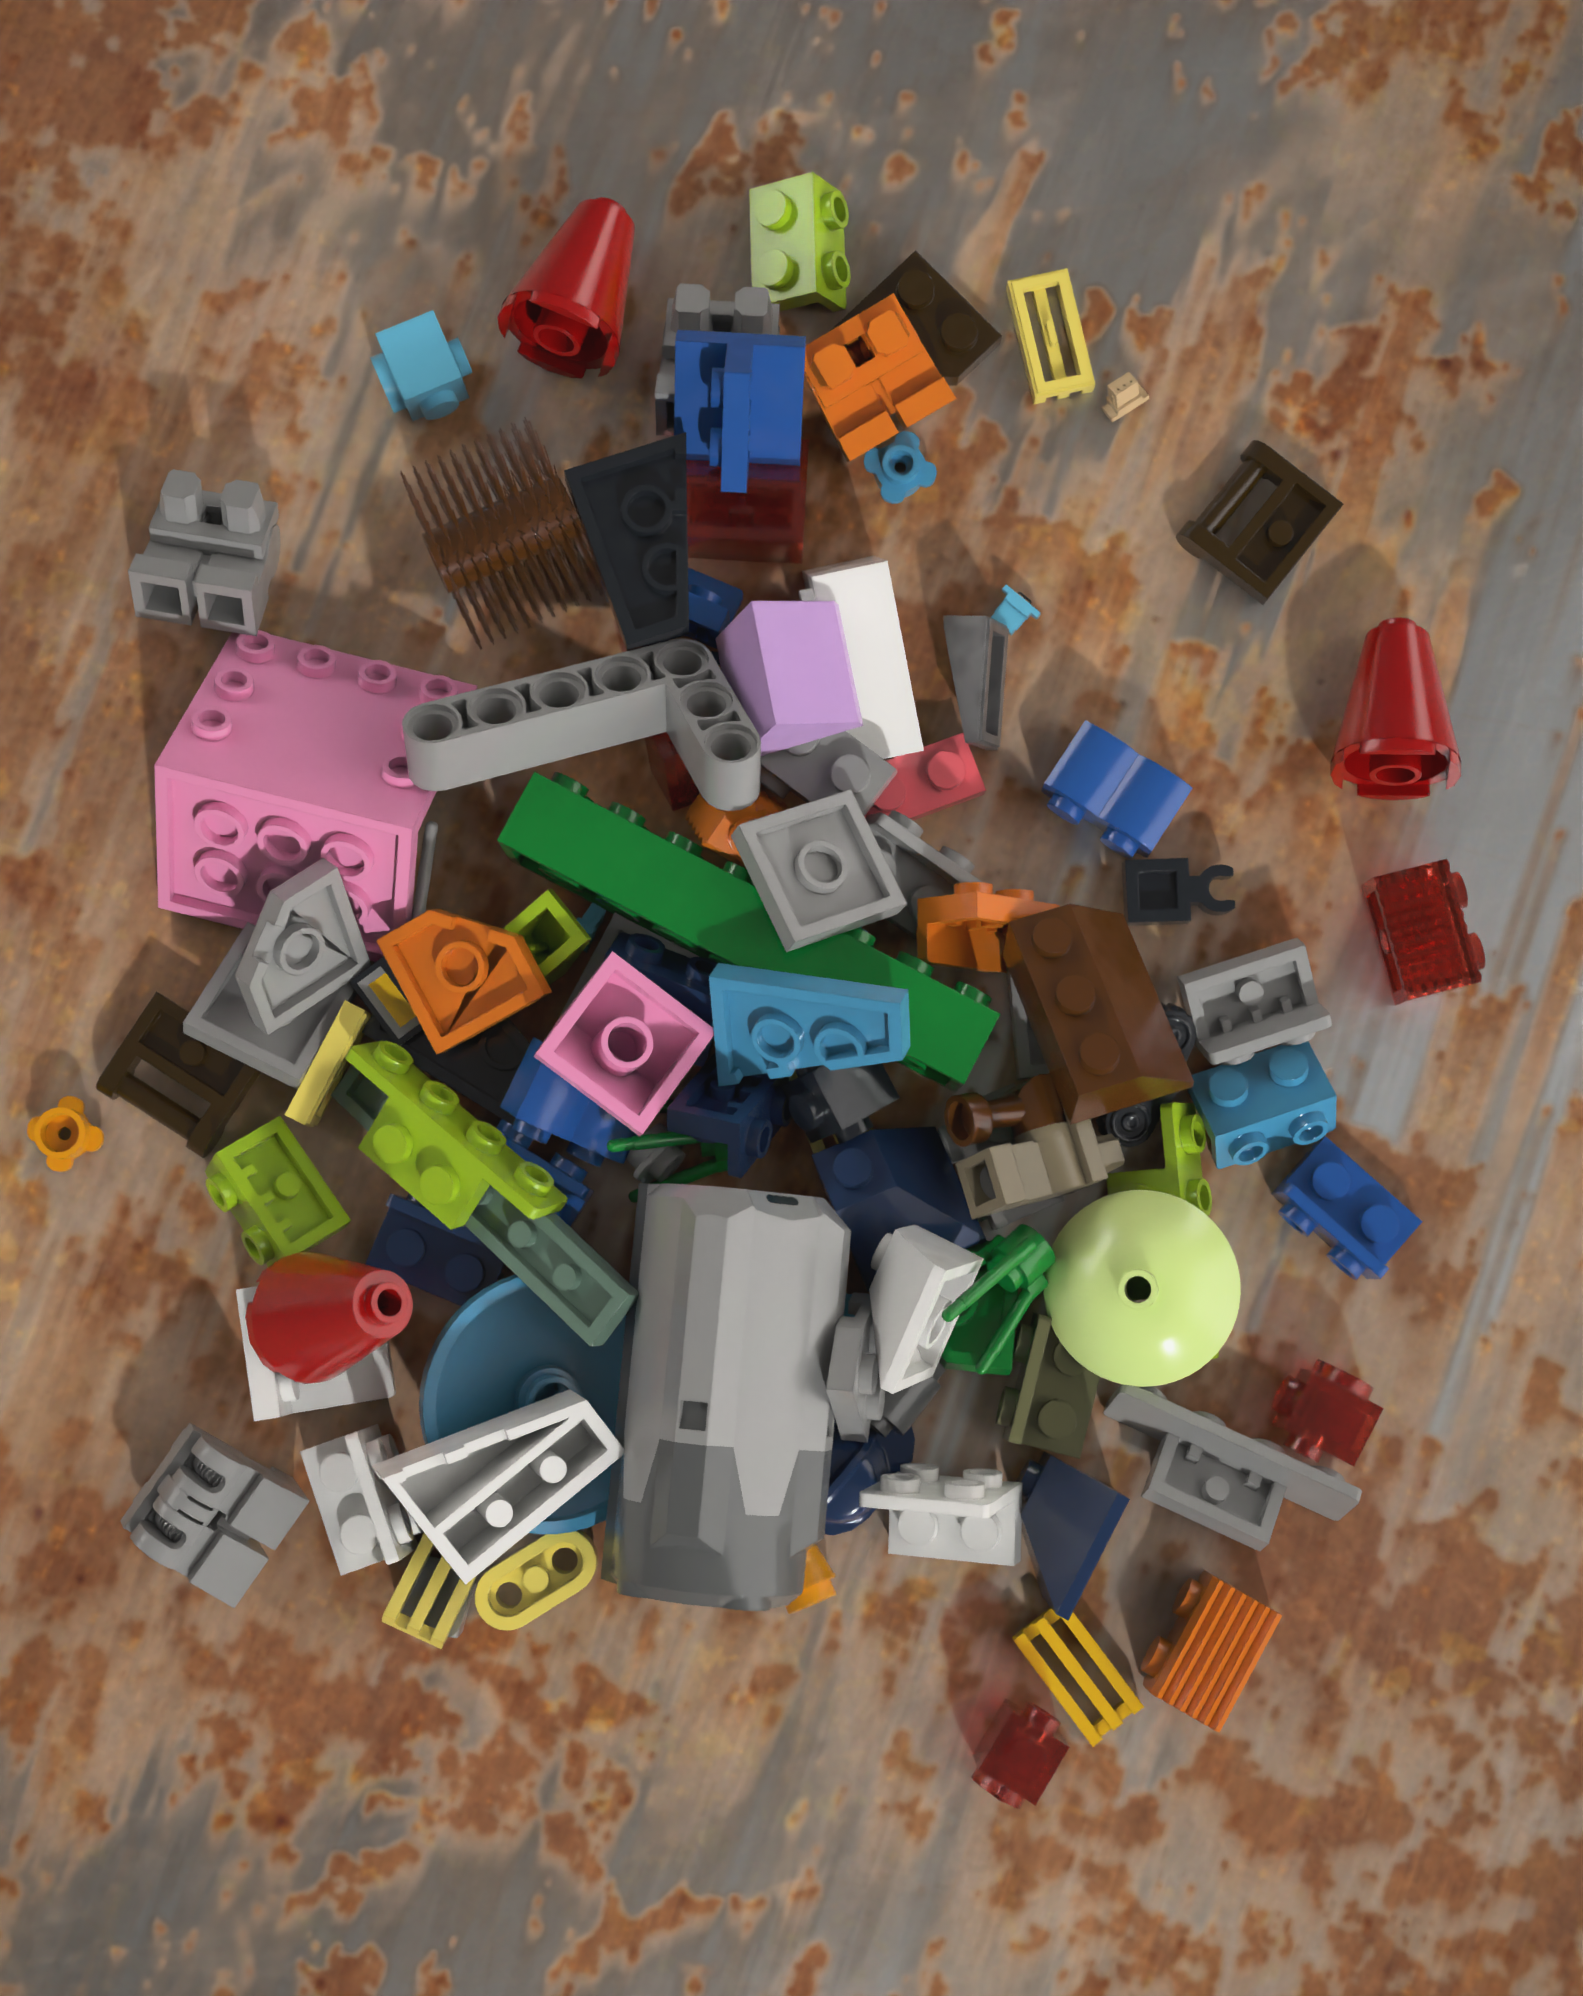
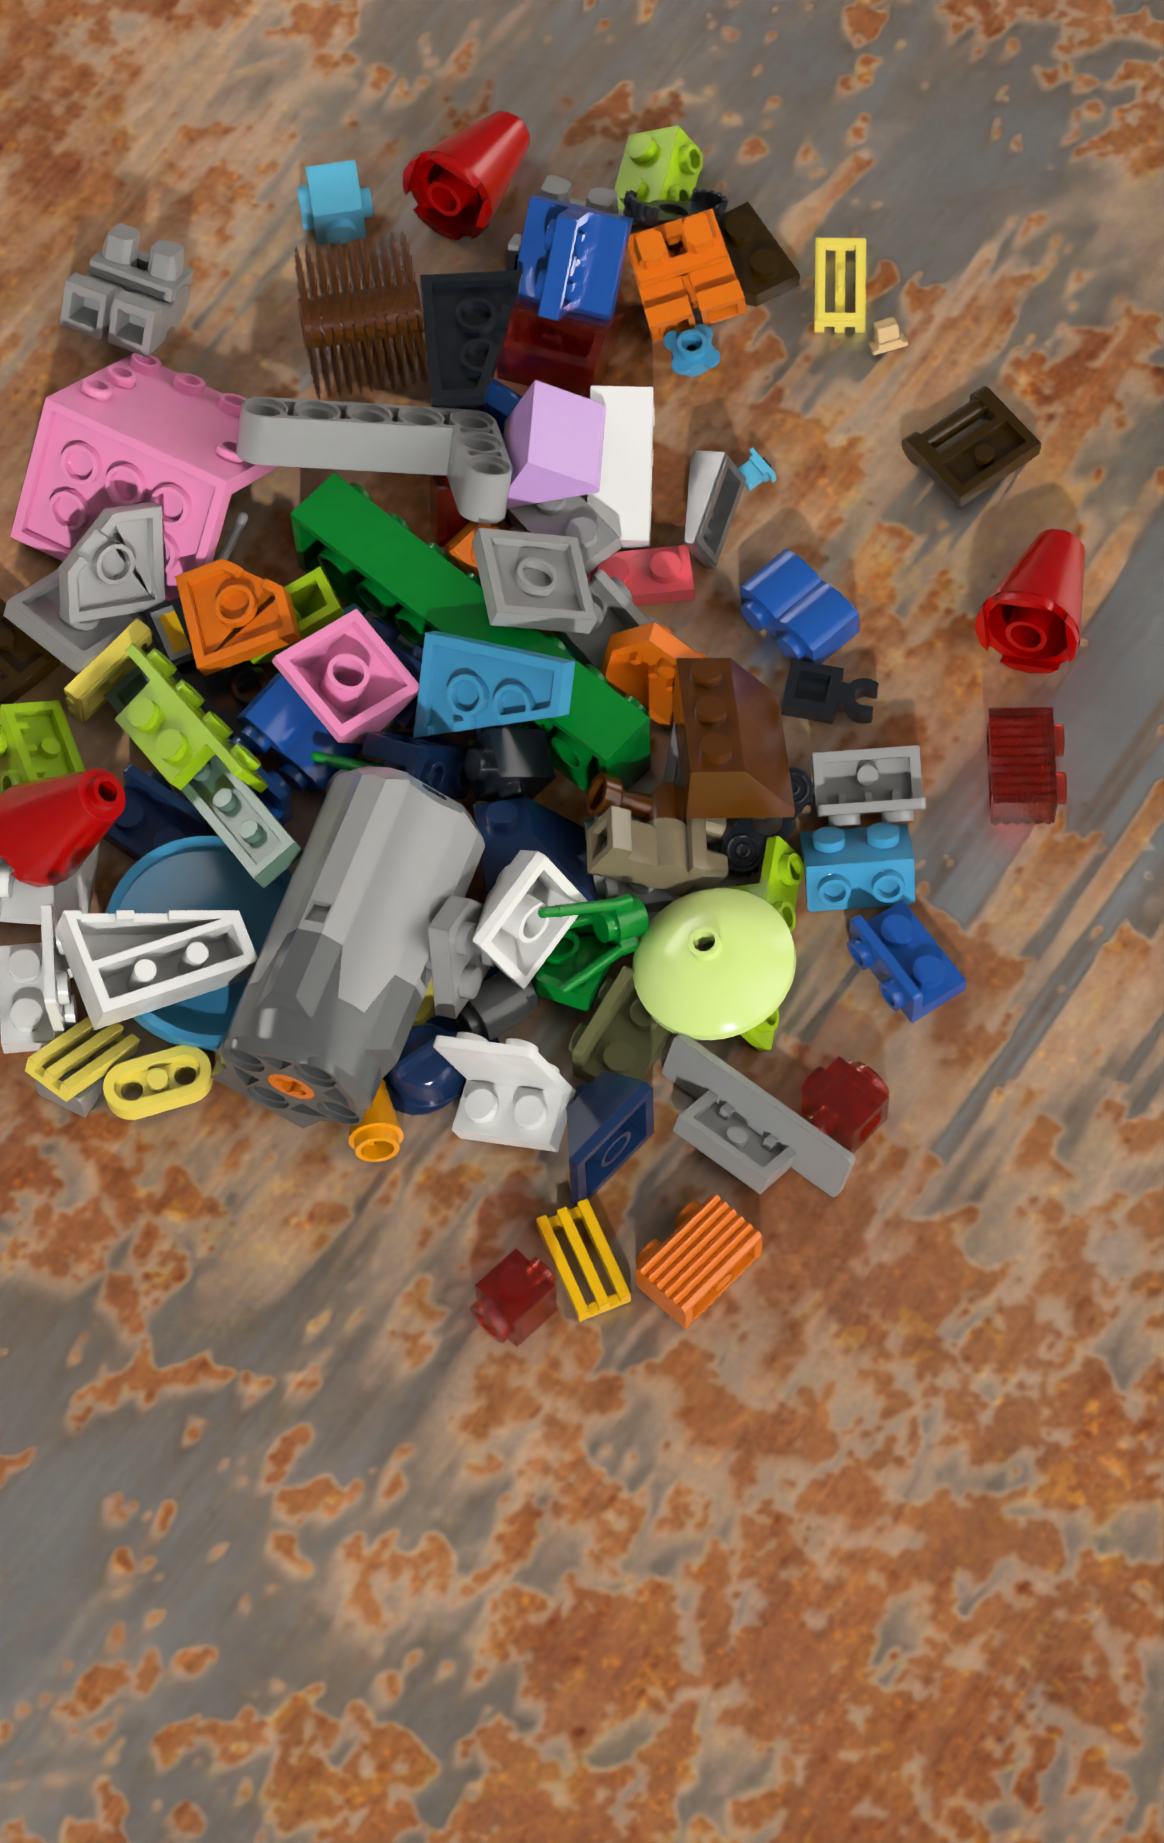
camera: 20 degrees right, 20 degrees down
(866, 282) = (653, 212): none -> black piece

